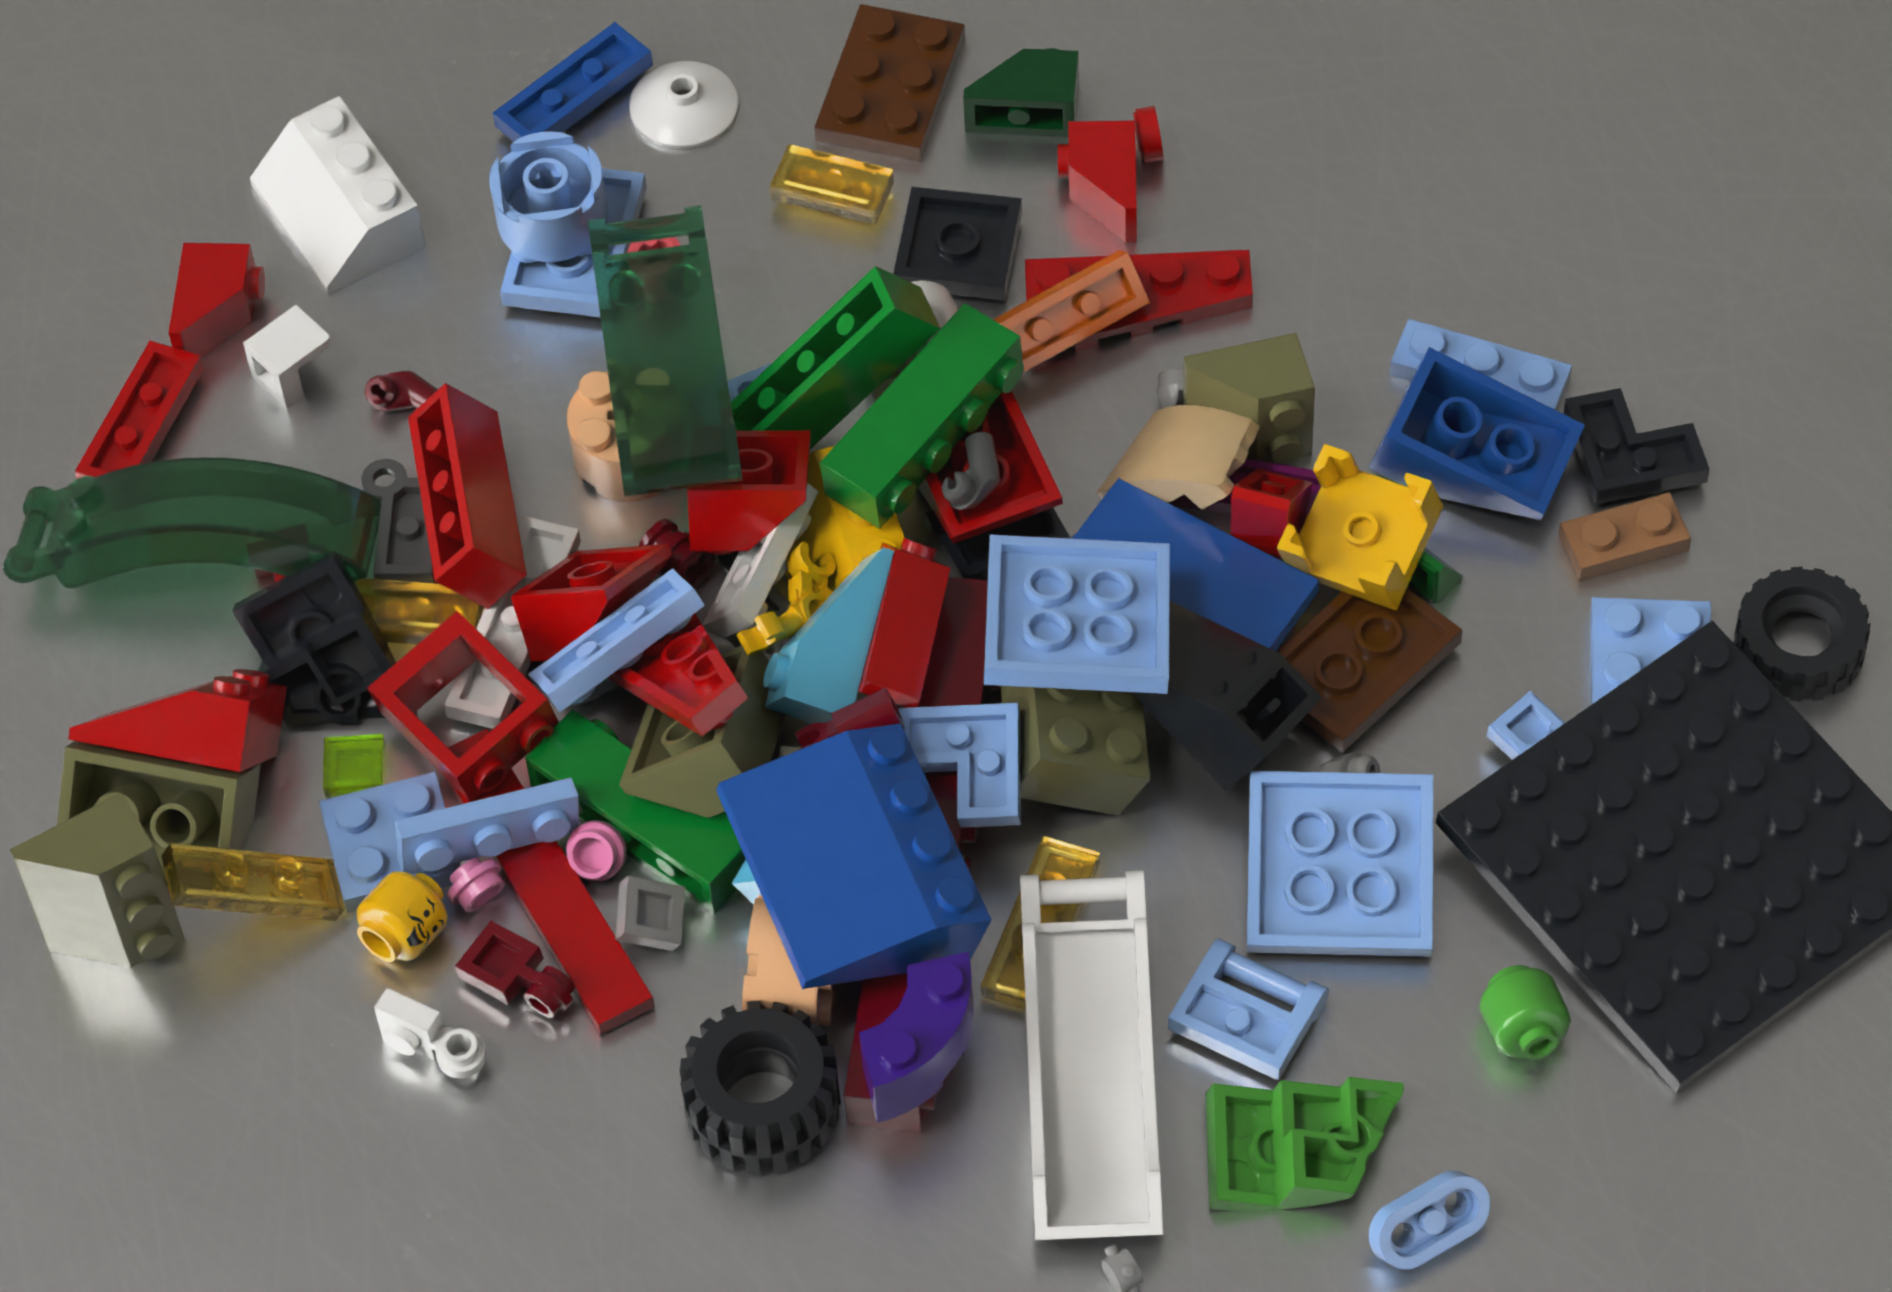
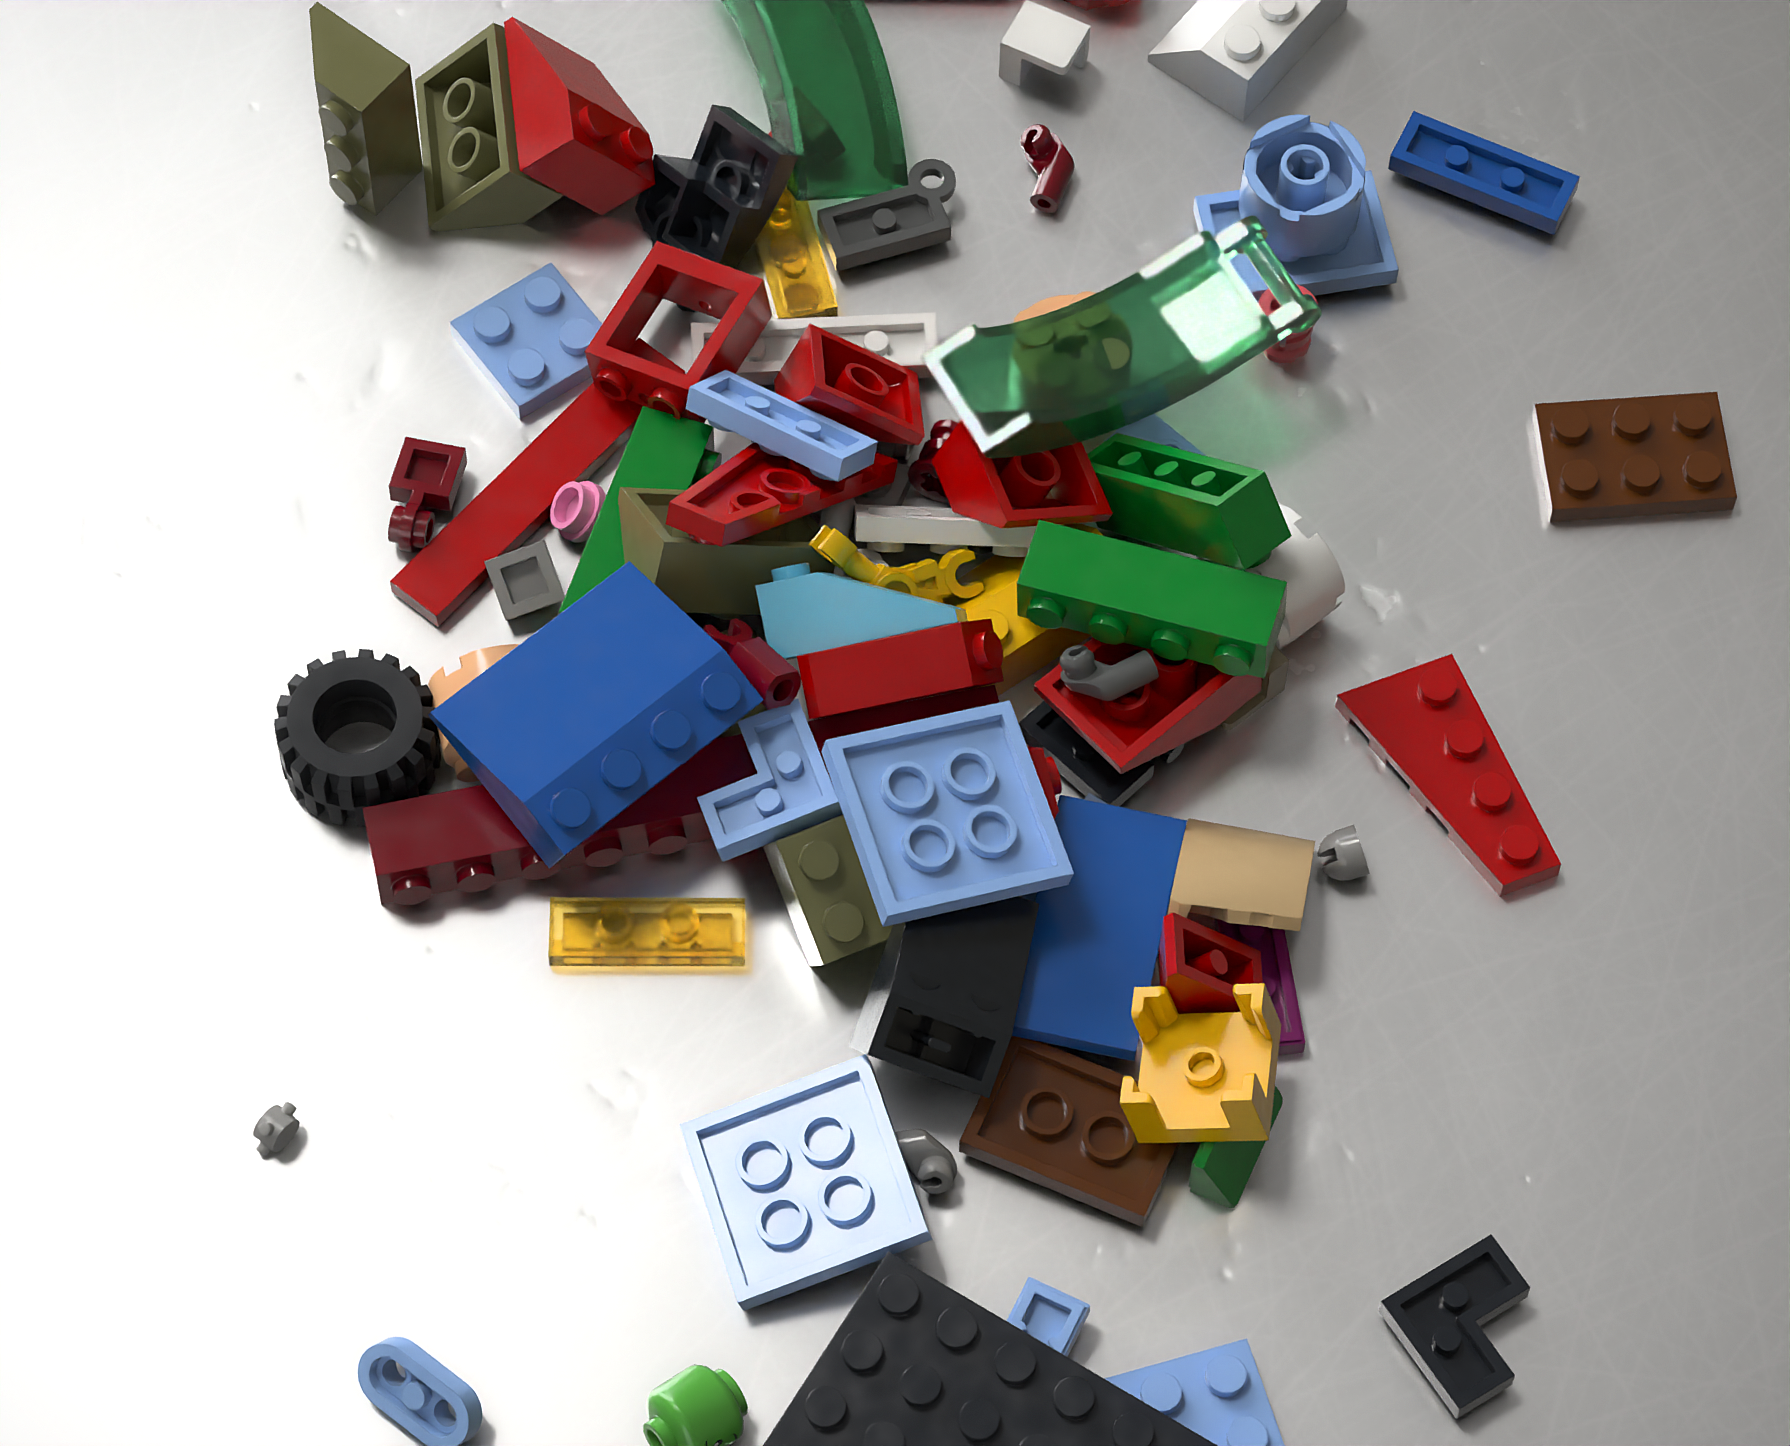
camera: 65 degrees right, 5 degrees up
(252, 882) = (421, 232): clear yellow plate -> none
(353, 764) = (602, 276): clear neon green tile -> none
(401, 916) = (442, 372): yellow head -> none
(419, 1029) = (329, 428): white plate -> none
(466, 496) = (922, 250): red brick -> none
(475, 884) = (505, 422): bright pink plate -> none
(487, 826) = (551, 402): light blue plate -> none
(684, 105) = (1515, 300): white dish -> none
(831, 184) = (1468, 444): clear yellow plate -> none
(922, 1038) = (428, 845): dark purple brick -> none
(959, 241) = (1445, 585): black plate -> none
(1025, 95) = (1668, 587): dark green slope -> none
(1076, 308) = (1375, 704): orange plate -> none
(1091, 1063) = (483, 1024): white windscreen -> none
(1103, 173) = (1597, 693): red slope -> none
(1148, 134) = (1667, 718): red tile -> none
(1242, 1023) = (590, 1150): light blue plate -> none
(1261, 382) = (1347, 926): olive slope -> none
(1293, 1141) = (474, 1242): bright green slope -> none
(1476, 439) = (1391, 1157): blue slope -> none
(1523, 371) = (1508, 1144): light blue plate -> none
(1624, 536) = (1347, 1353): medium nougat plate -> none

